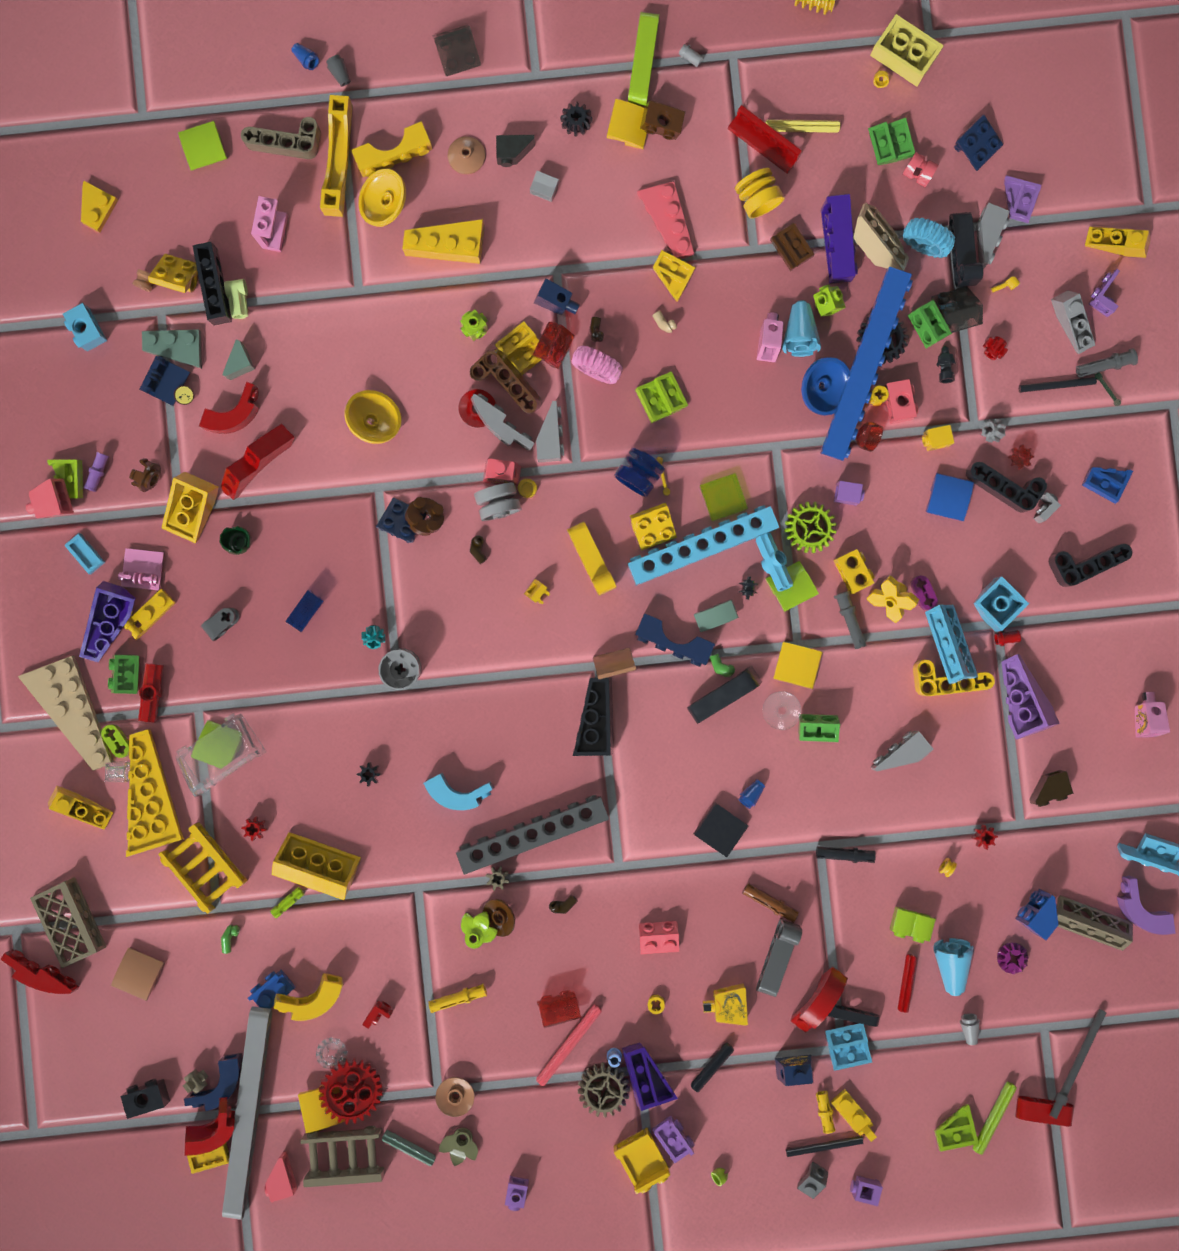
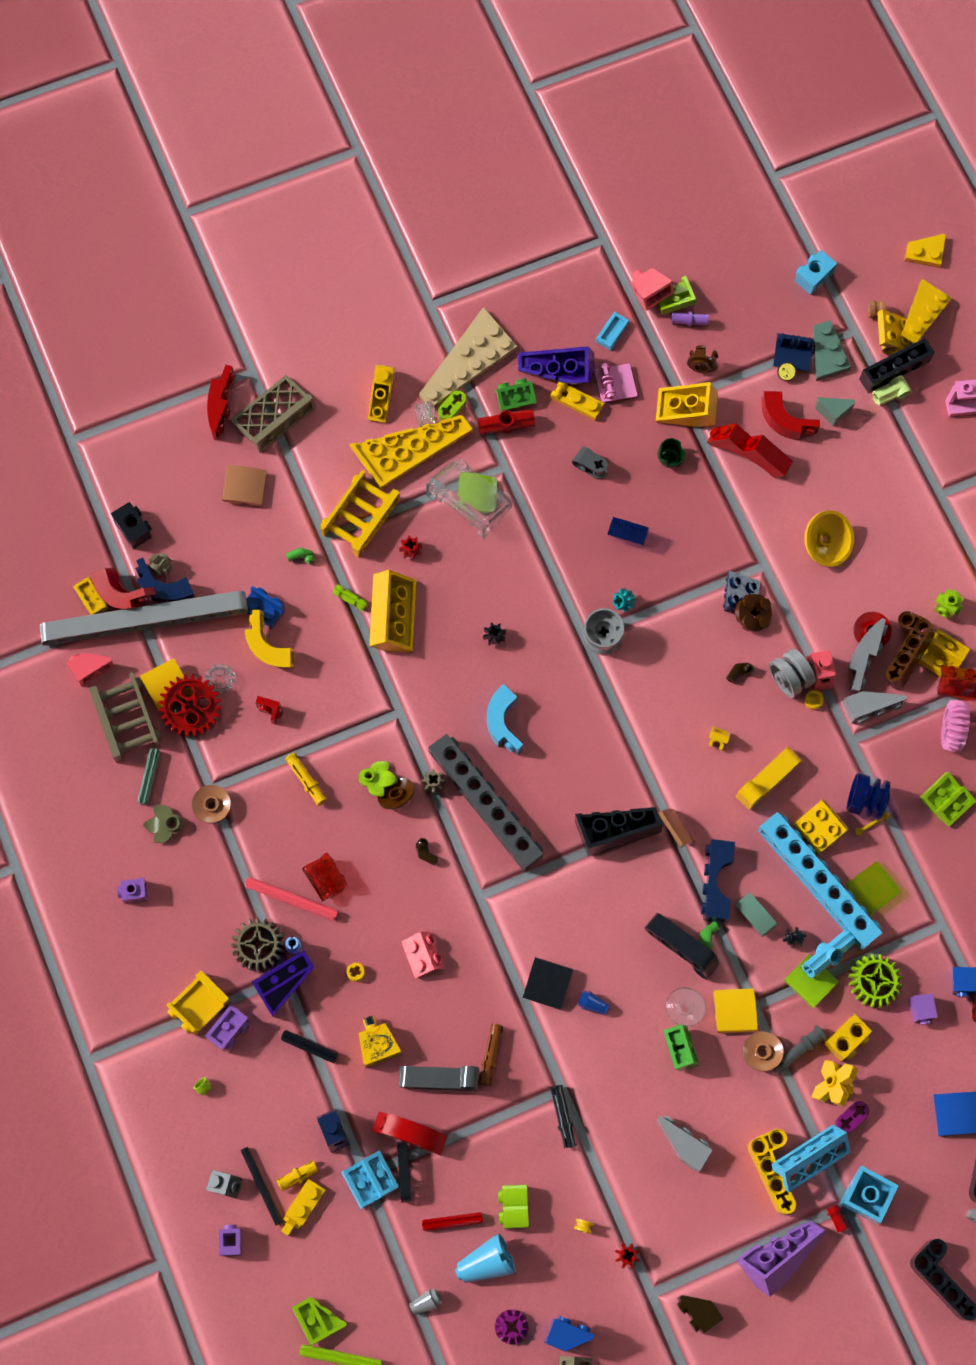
camera: 65 degrees right, 15 degrees down
(159, 231) = (925, 309): none -> yellow wing
(850, 661) = (763, 1041): none -> nougat dish

